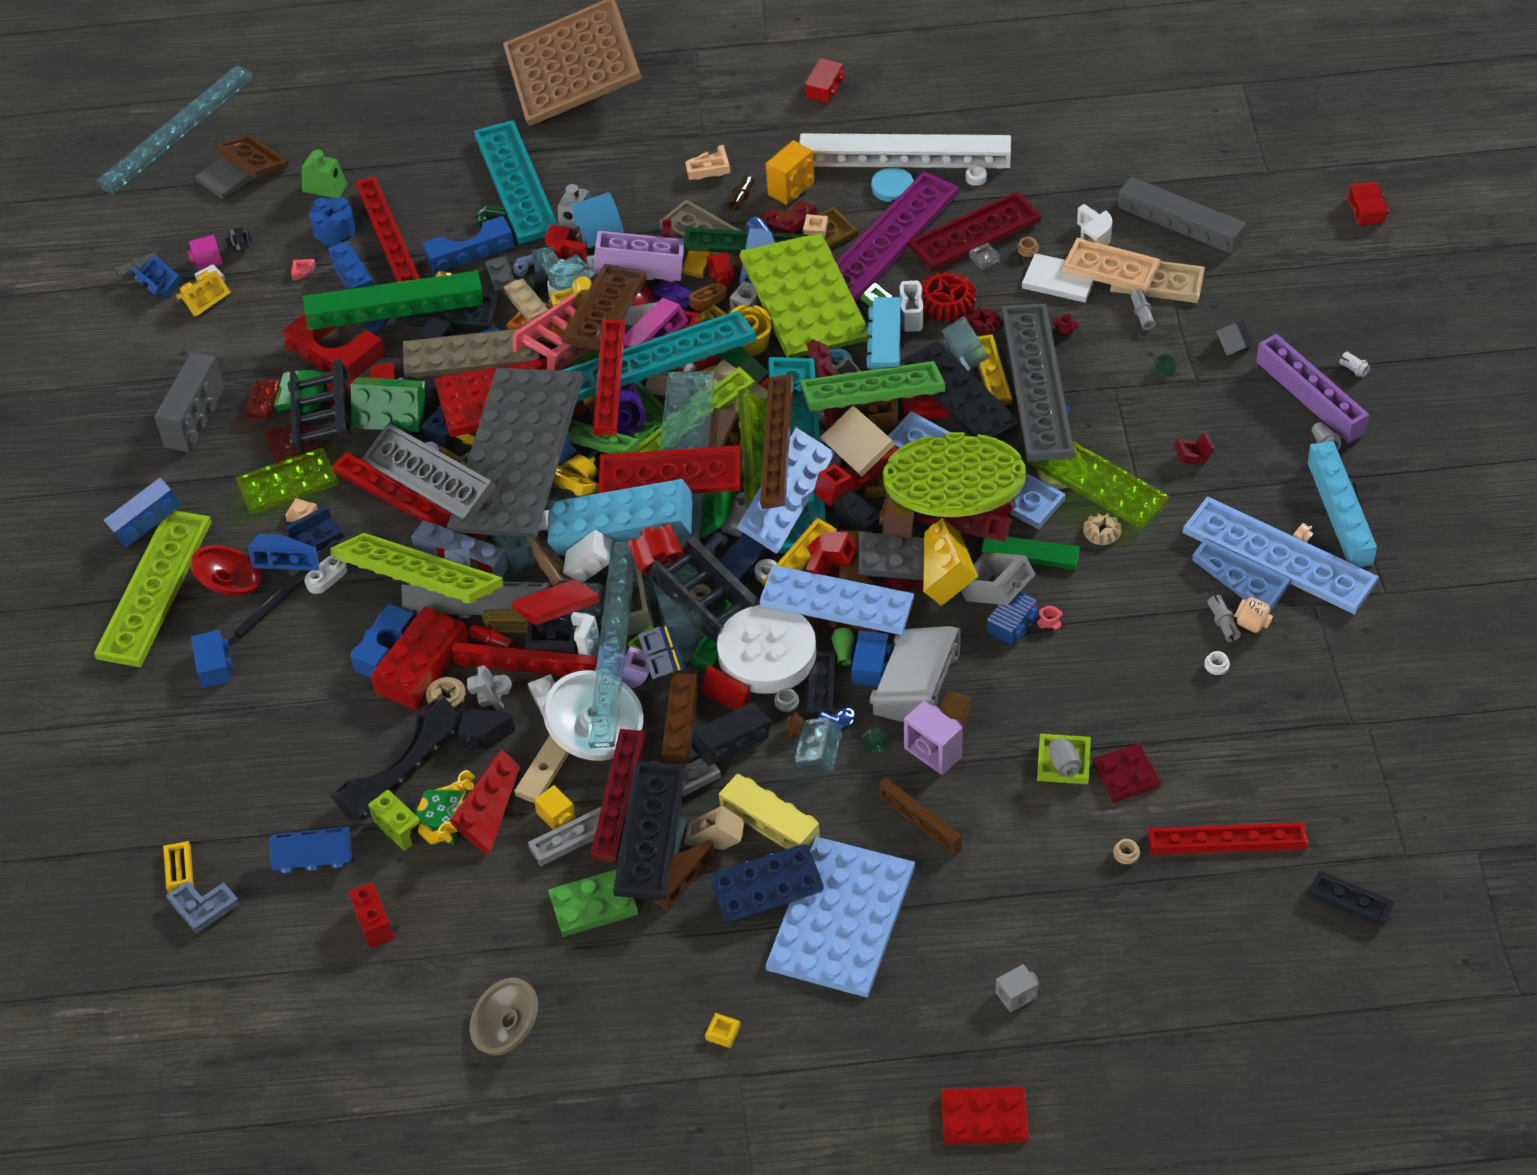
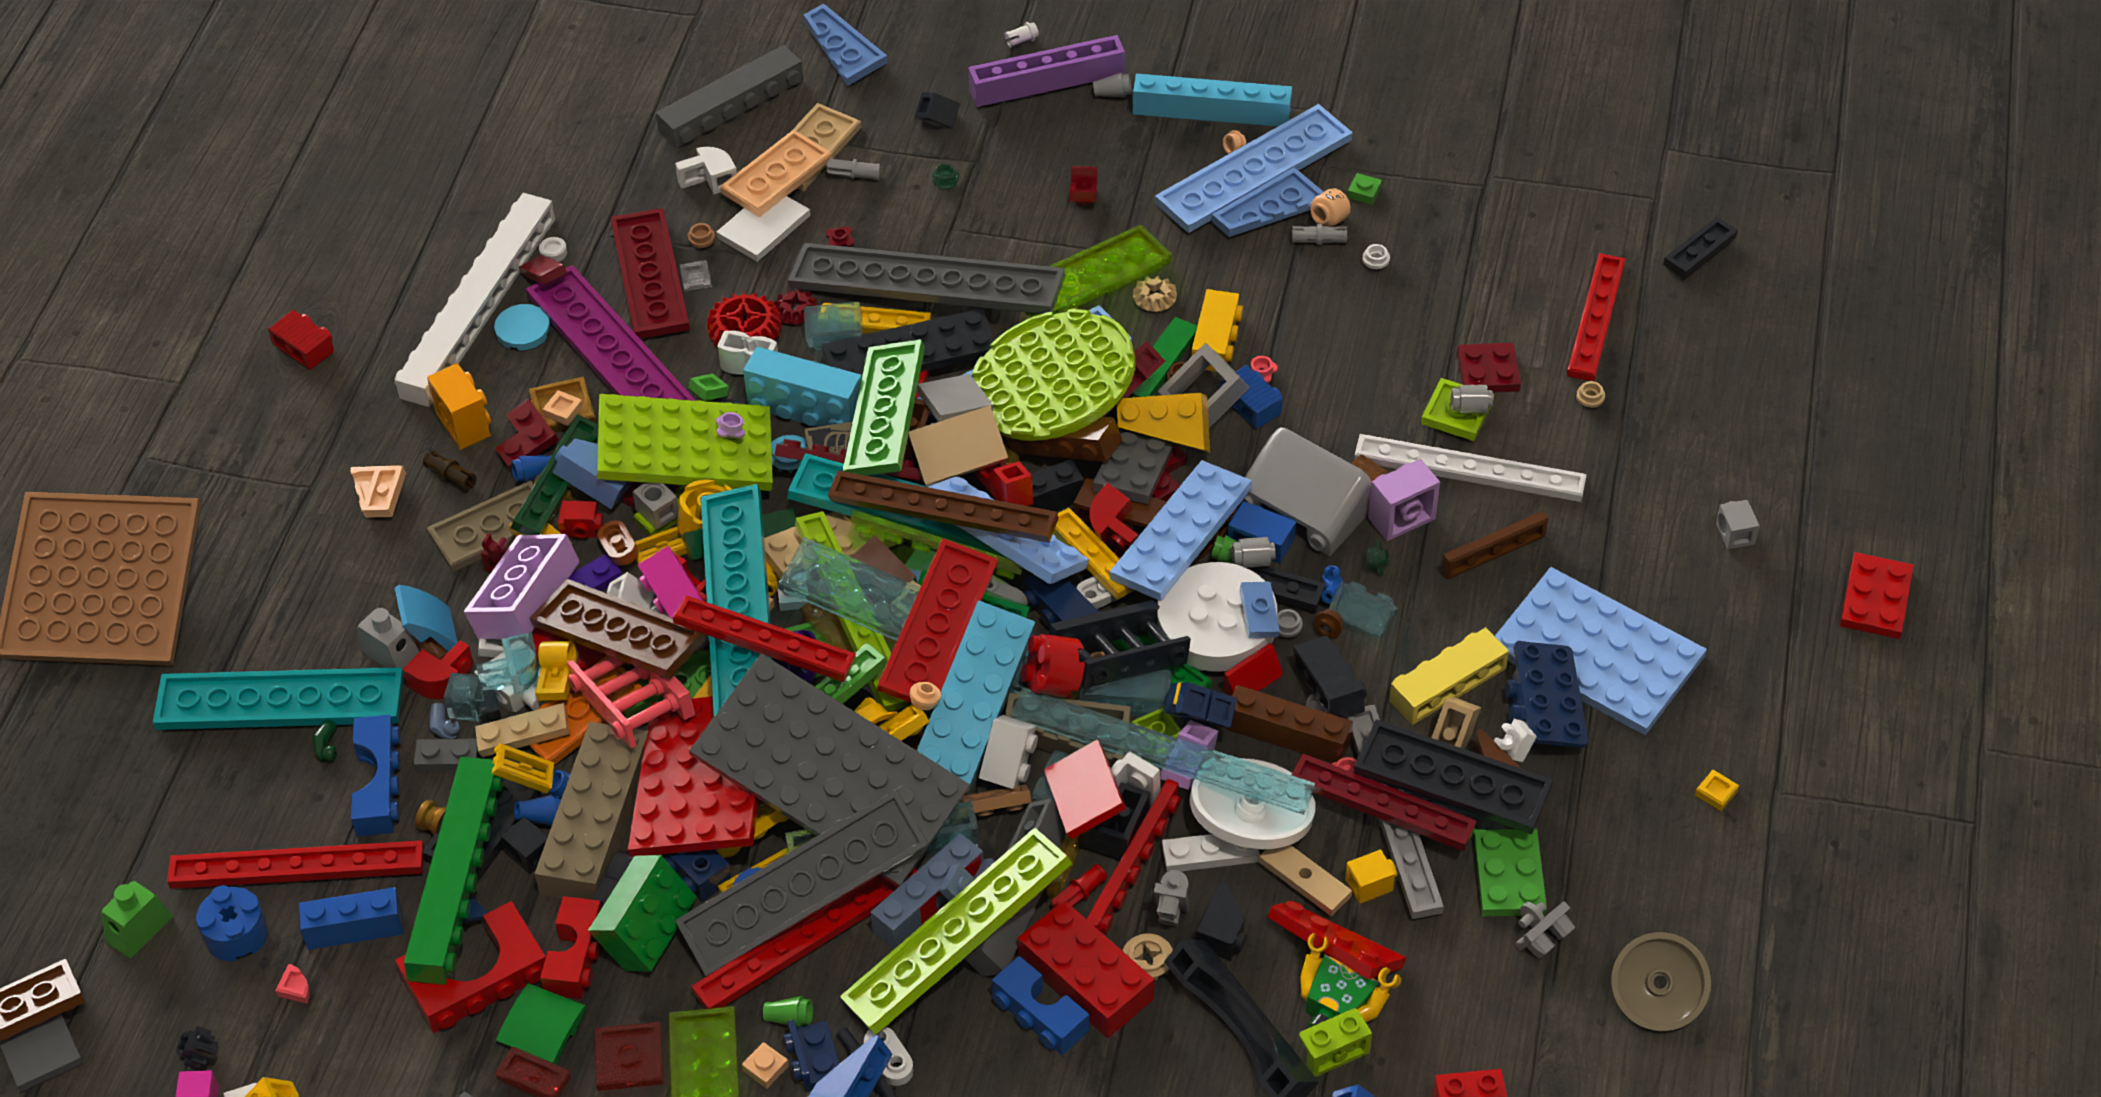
camera: 75 degrees left, 0 degrees up
(340, 411) = (600, 961): black fence -> none
(343, 512) = (789, 1009): none -> bright green cone
(460, 326) = (537, 810): none -> blue cone
(490, 325) = (523, 772): none -> yellow tile
(550, 938) = (1536, 939): none -> light grey hips
(597, 487) = (925, 695): none -> light nougat plate
(708, 866) = (1517, 740): none -> white tile
(768, 665) = (1259, 609): none -> medium blue plate
(820, 308) = (730, 425): none -> lavender plate
(836, 652) = (1253, 552): none -> light grey brick
(904, 424) = (952, 396): none -> light grey tile
(945, 173) = (543, 270): none -> dark red tile
(1006, 787) = (1474, 468): none -> white tile
(1074, 575) = (1218, 324): none -> yellow brick
(1277, 263) = (844, 46): none -> medium blue wing
(1298, 637) = (1364, 188): none -> bright green plate

